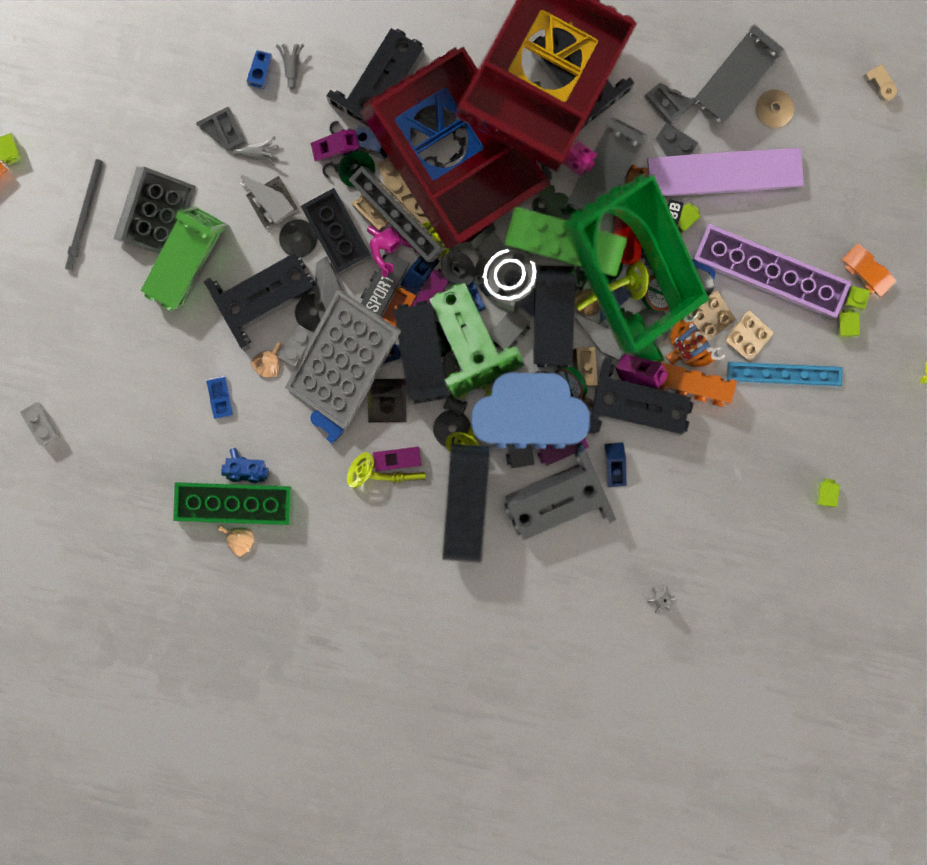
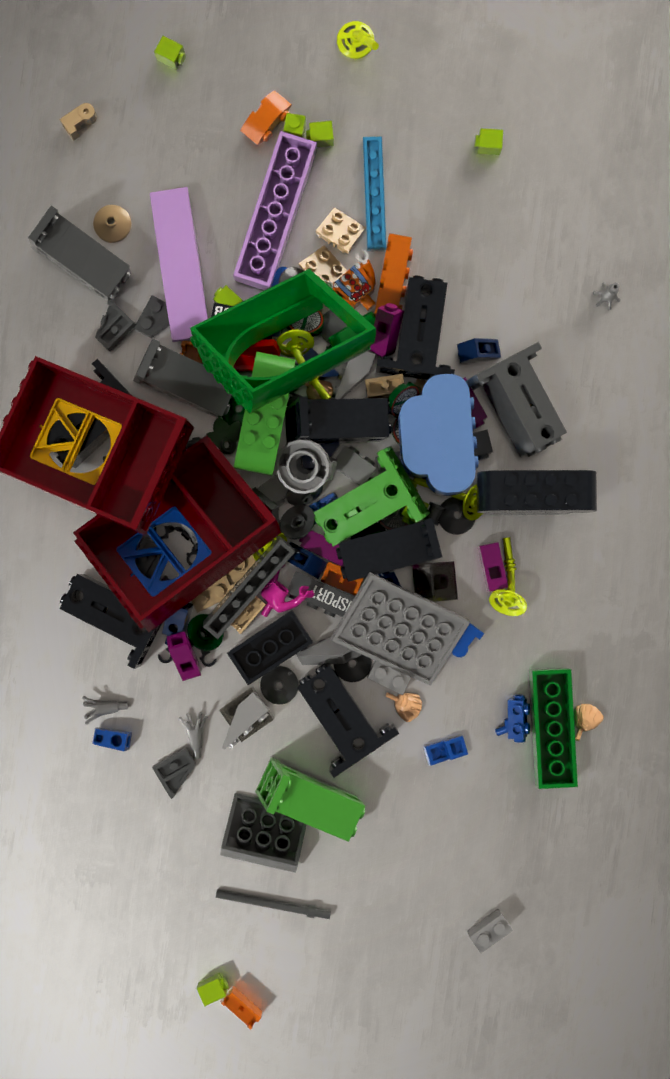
camera: 90 degrees left, 0 degrees up
(580, 159) = (179, 403): dark pink brick -> none

